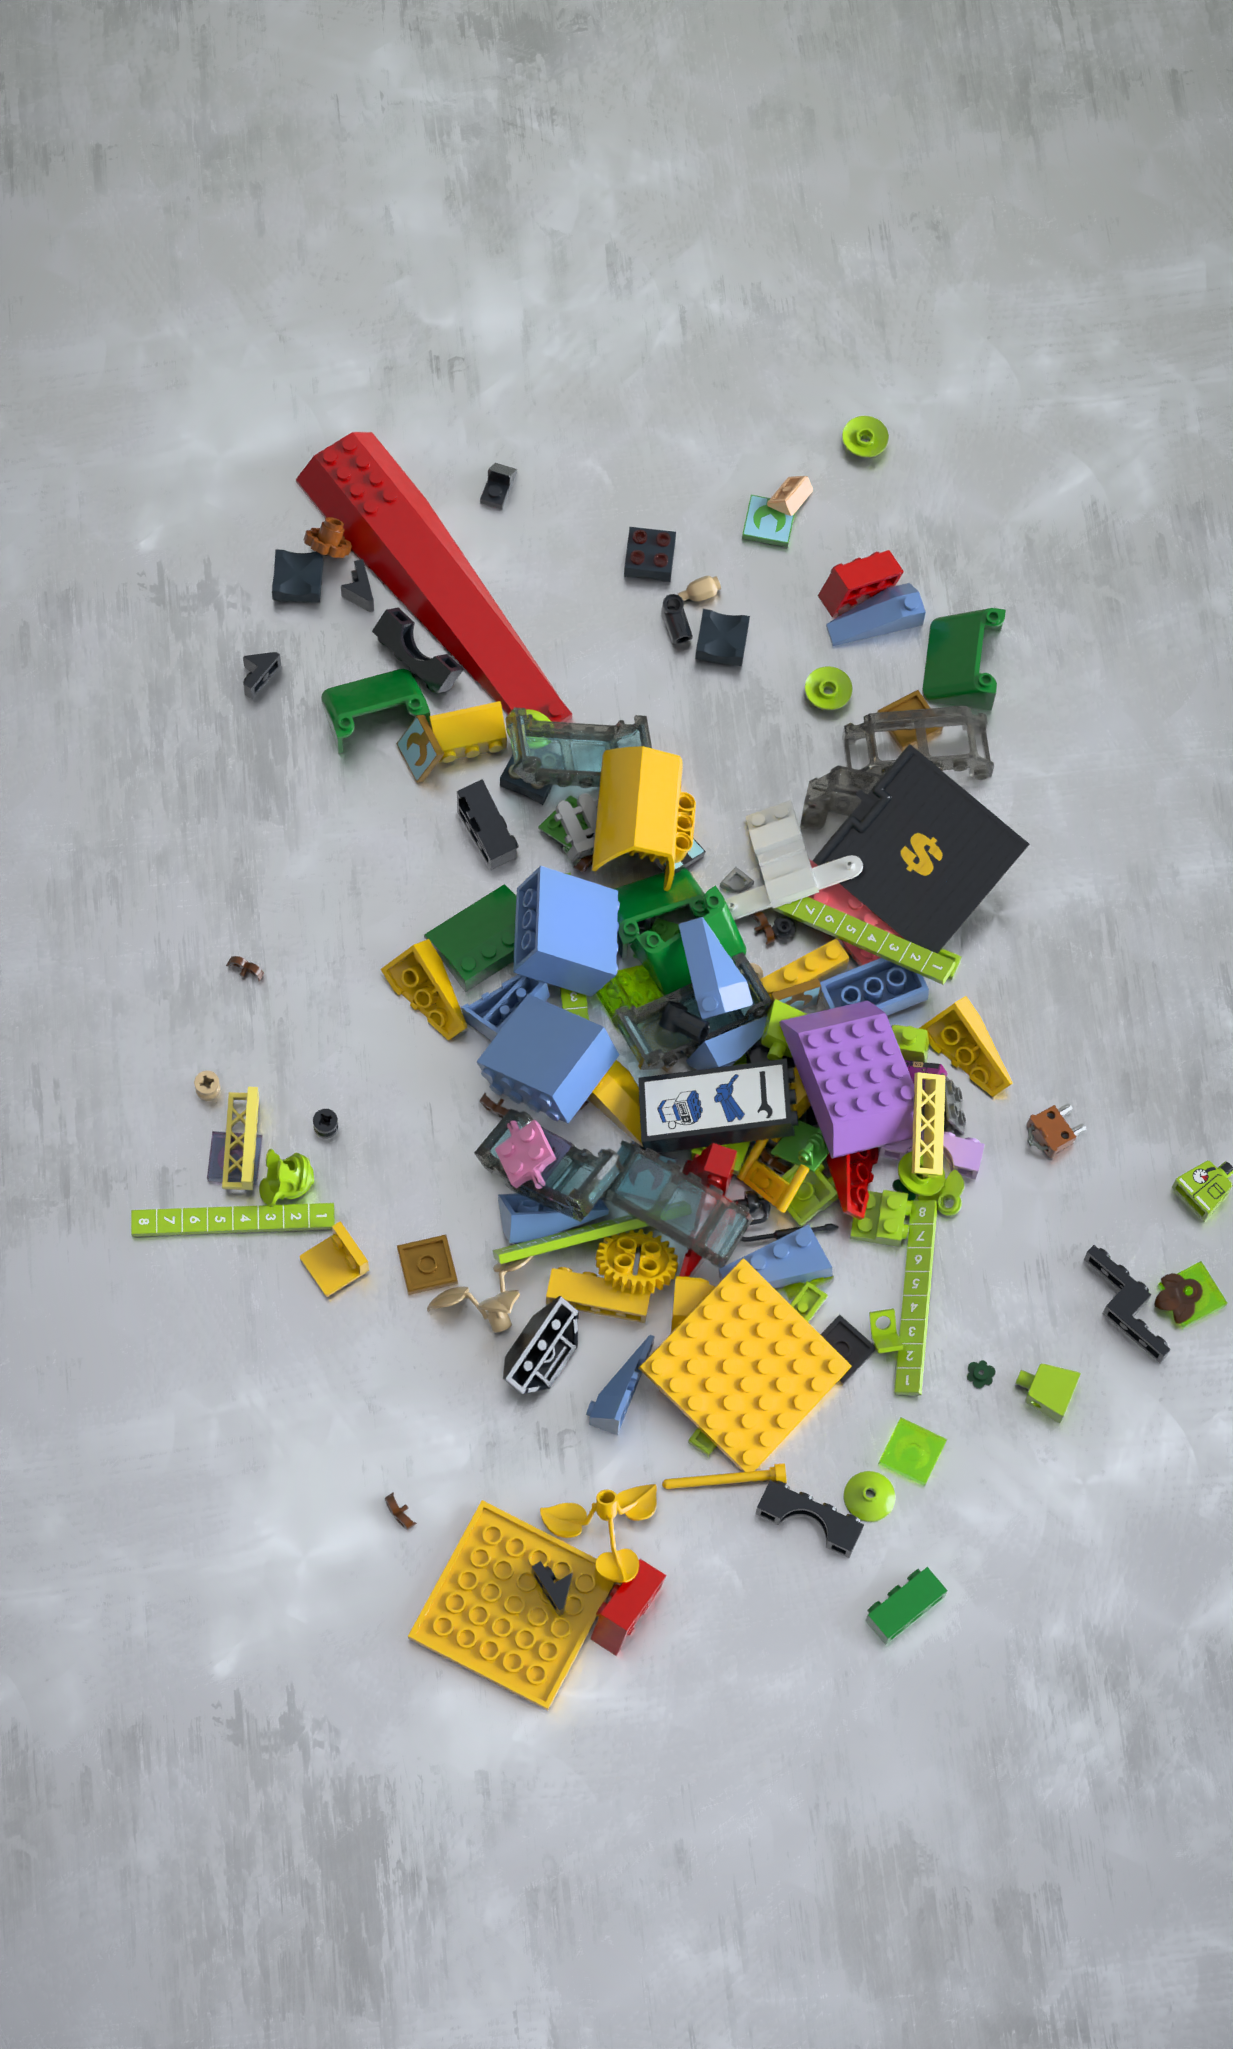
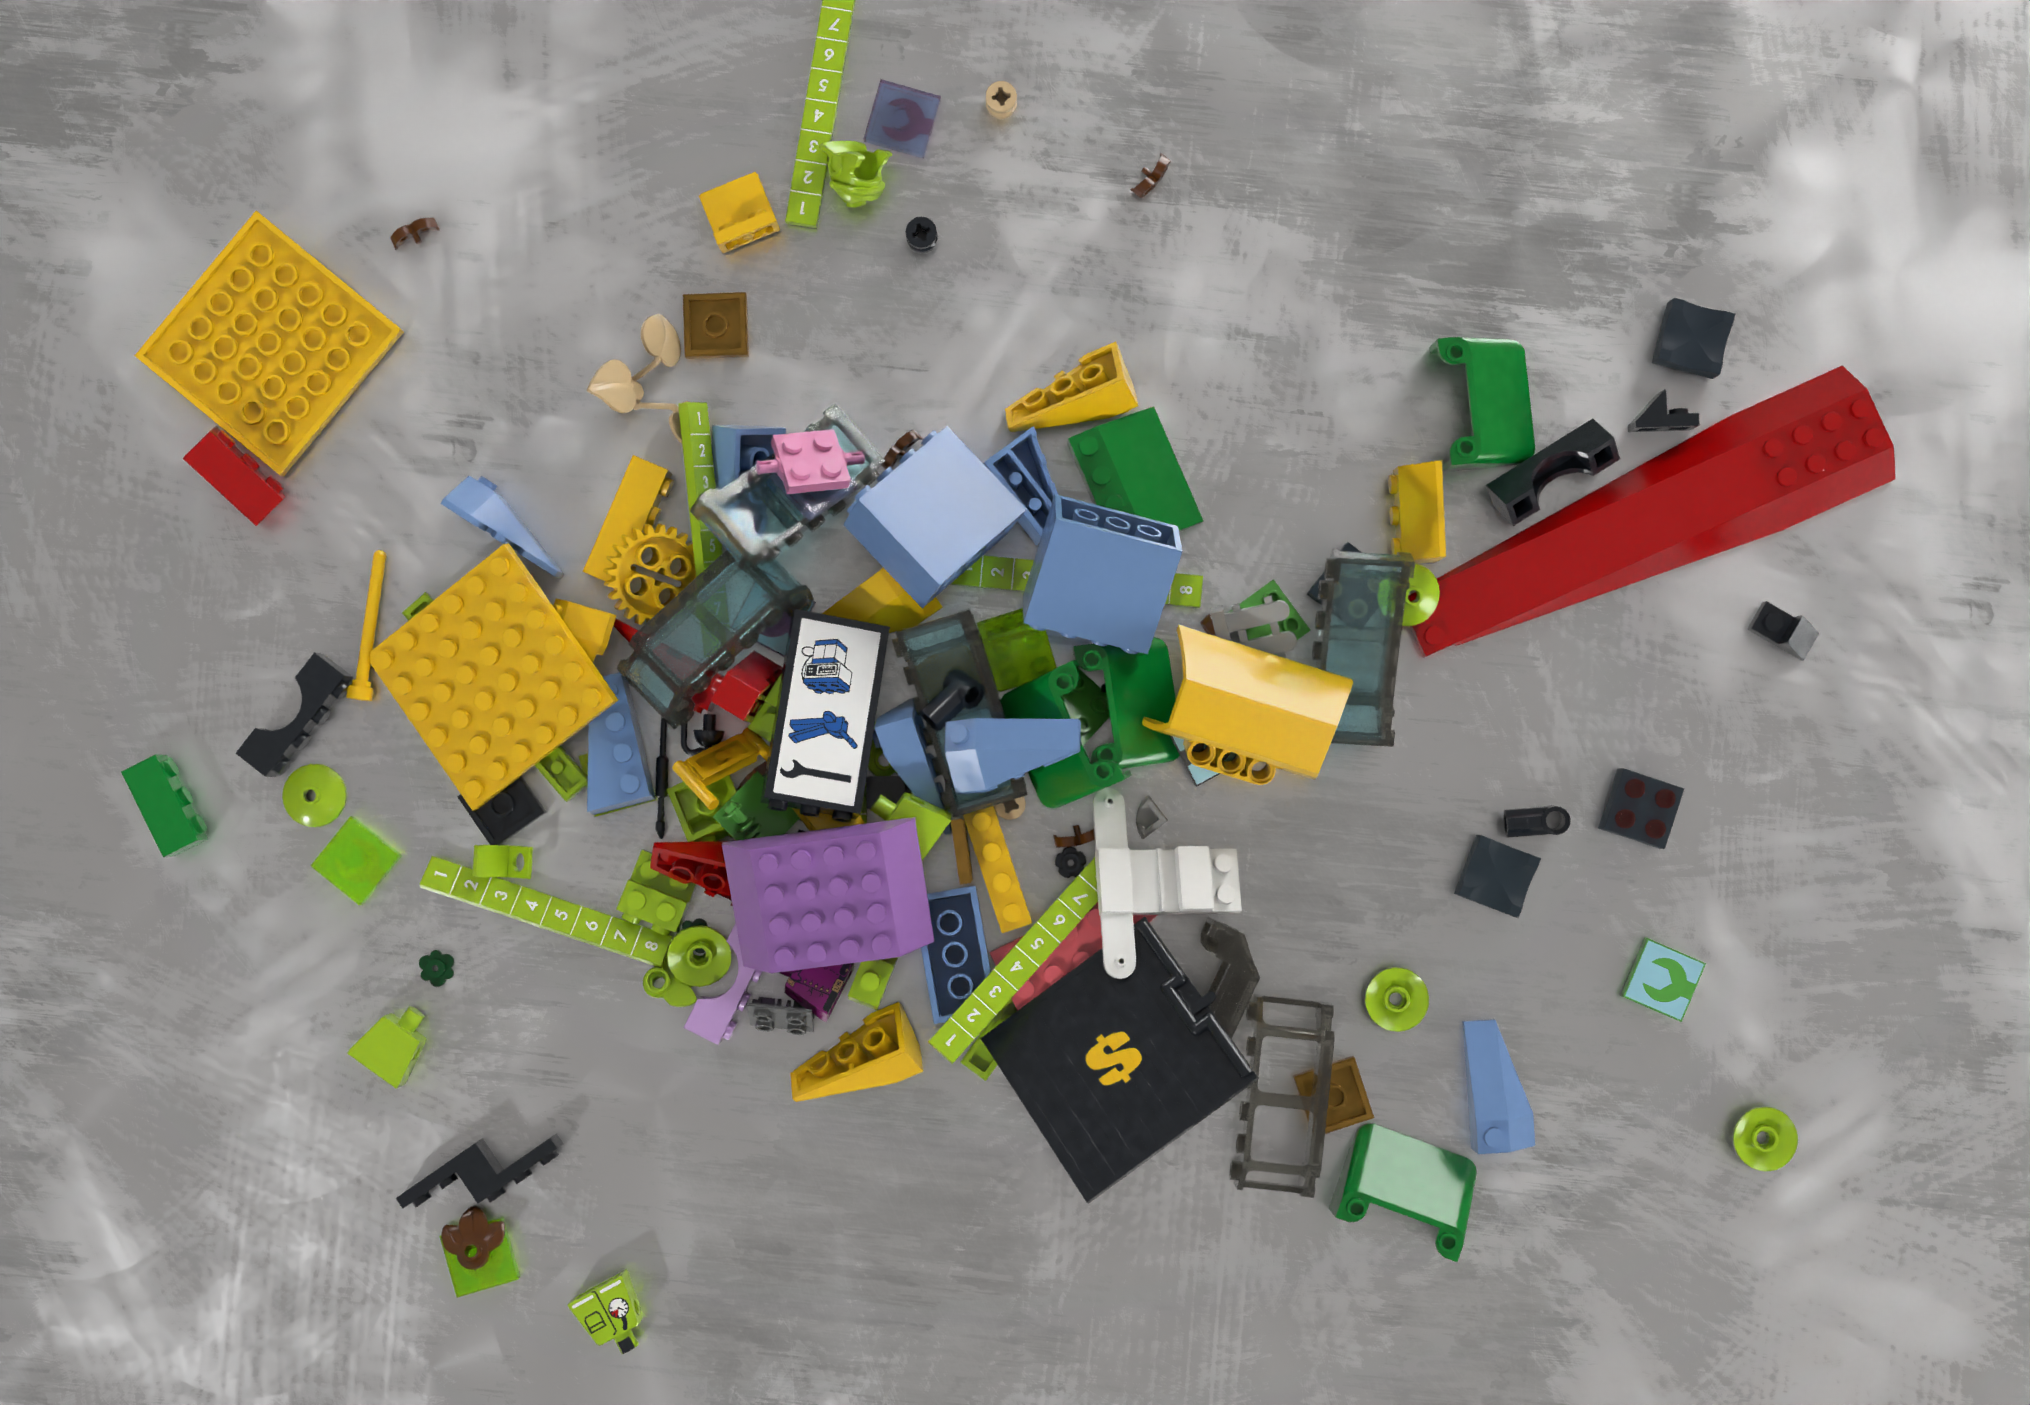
camera: 105 degrees right, 20 degrees up
(248, 1136) = (915, 133): light yellow fence -> none
(261, 670) = (1566, 273): black slope -> none
(328, 539) = (1736, 385): dark orange plant -> none
(420, 748) = (1408, 447): tile -> none
(486, 825) = (1283, 512): black wedge -> none
(542, 1348) = (569, 435): black wedge -> none
(555, 1592) = (262, 387): black slope -> none
(637, 1504) = (357, 423): yellow plant -> none
(701, 589) = (1576, 864): tan plant -> none
(791, 495) = (1694, 1016): light nougat slope -> none
(859, 579) = (1547, 1079): red wedge -> none
(932, 1124) = (740, 980): light yellow fence -> none
(1052, 1130) = (724, 1133): dark orange piece -> none

